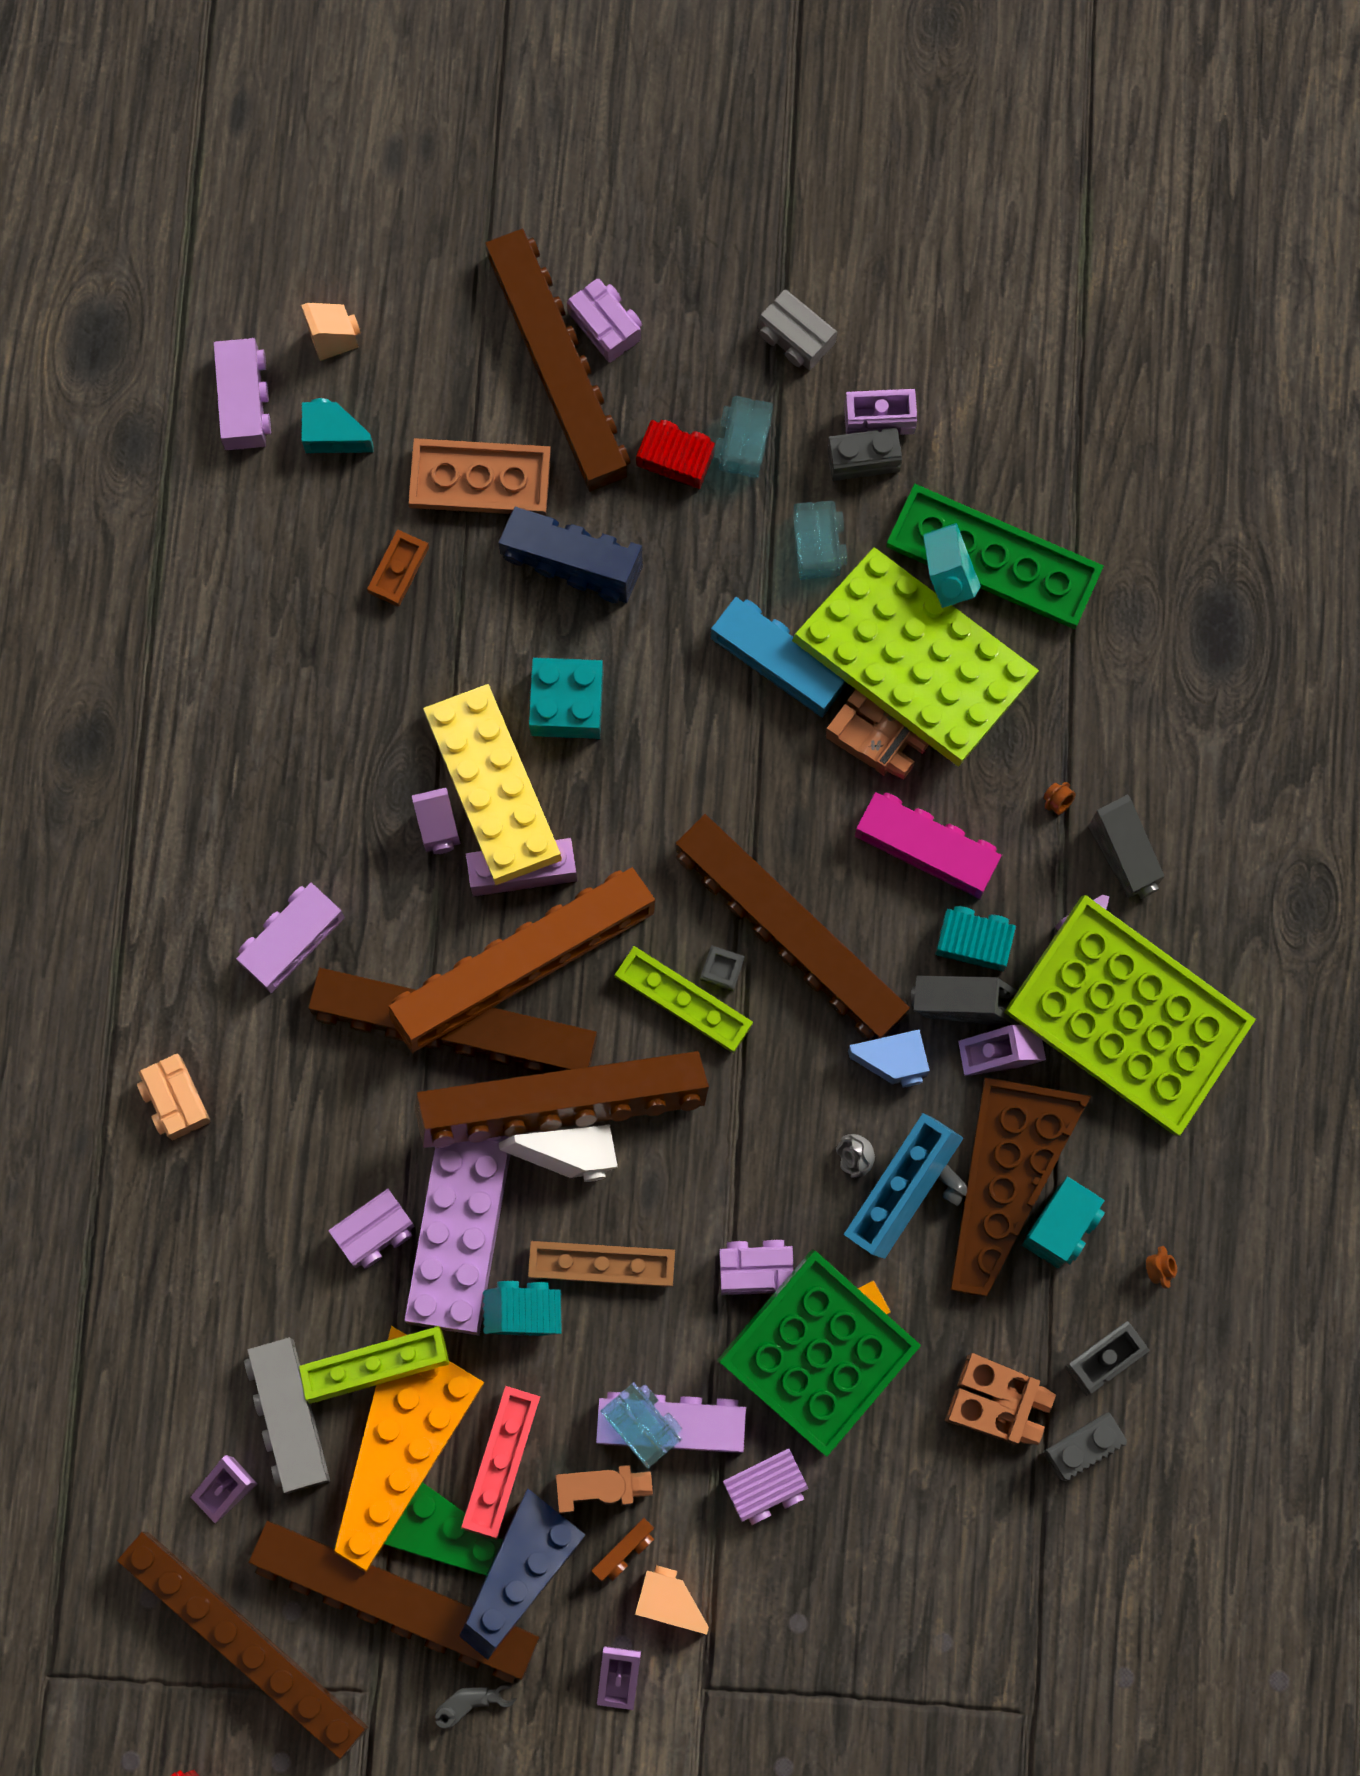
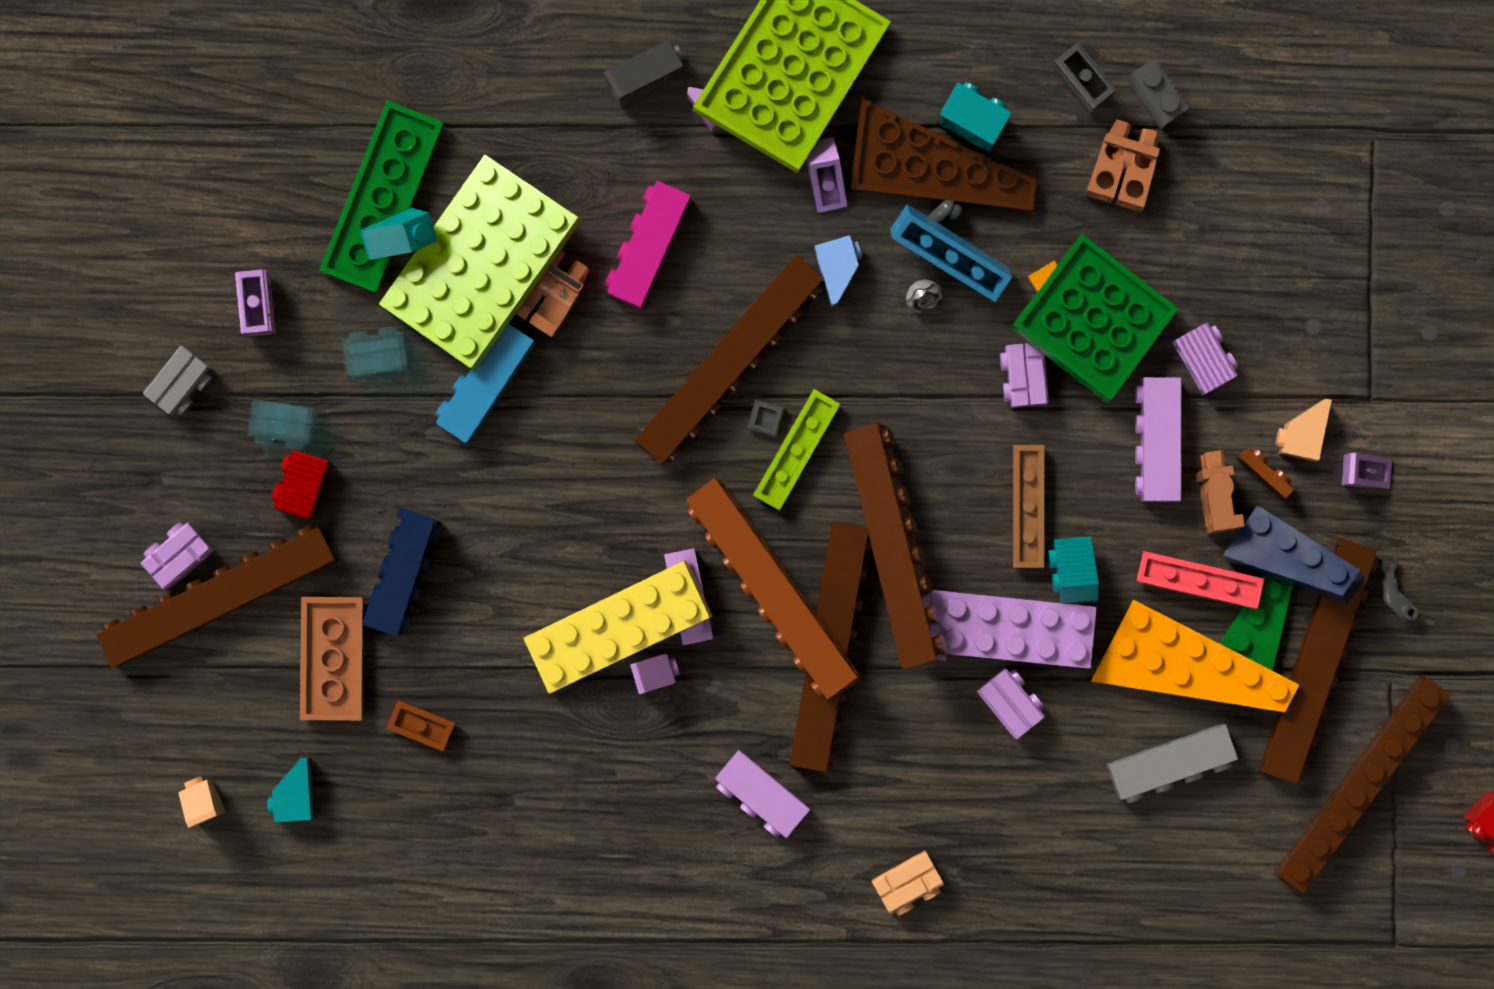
camera: 90 degrees left, 10 degrees up
(223, 1488) = (1235, 811): lavender slope -> none
(241, 394) = (264, 878): lavender brick -> none
(374, 1365) = (1127, 691): lime plate -> none
(566, 698) = (534, 567): teal brick -> none
(568, 1152) = (938, 538): white slope -> none
(642, 1424) = (1166, 462): clear light blue brick -> none
(864, 454) = (293, 315): dark grey brick -> none
(963, 999) = (784, 209): dark grey slope -> none
(975, 938) = (730, 200): teal brick -> none
(1059, 797) = (599, 133): dark orange plate -> none
(1161, 1267) = (1003, 34): dark orange plate -> none

